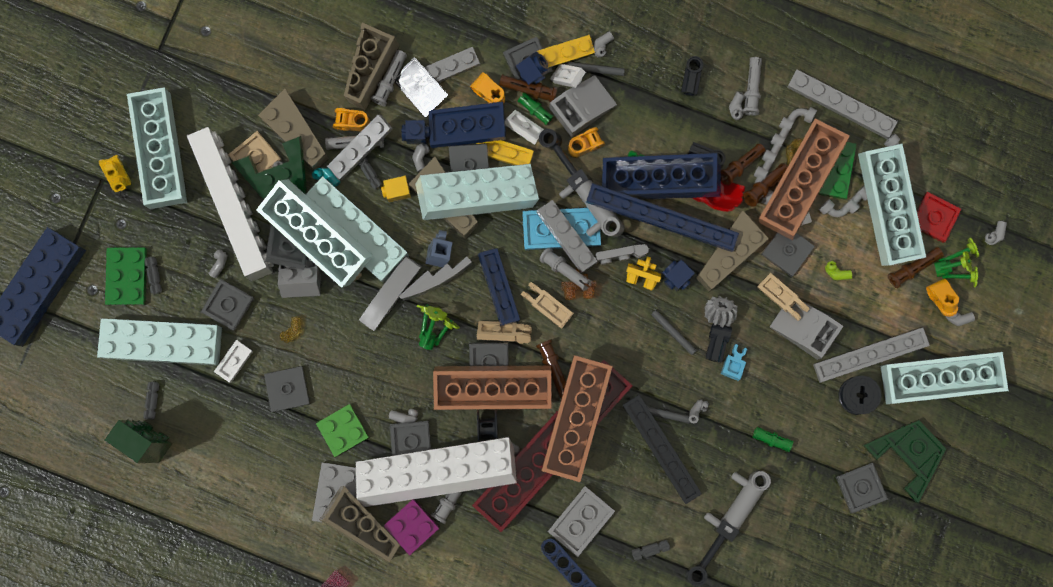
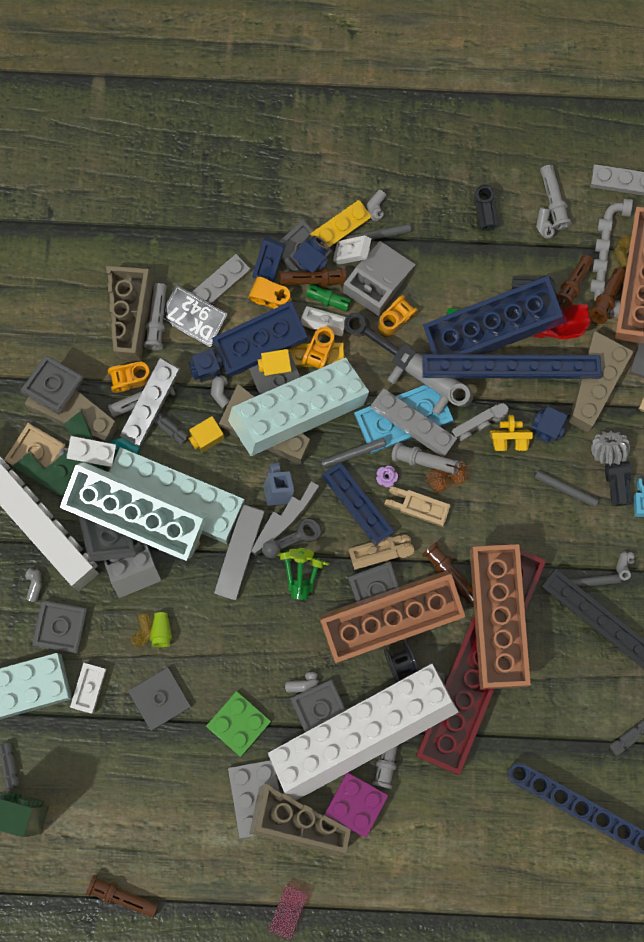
camera: 20 degrees left, 5 degrees down
(197, 528) = (111, 893): none -> reddish brown pin
(284, 107) = (52, 384): none -> dark grey plate
(297, 172) = (91, 451): none -> white plate
(306, 335) = (161, 630): none -> lime cone
(416, 300) = (272, 548): none -> dark grey piece
(470, 149) = (275, 363): none -> yellow brick
(496, 61) = (269, 259): none -> dark blue plate
(511, 151) = (318, 353): none -> light orange piece
(511, 244) = (363, 449): none -> dark grey bar
(530, 267) = (387, 482): none -> lavender plate
(581, 521) = (542, 732): light grey plate -> none

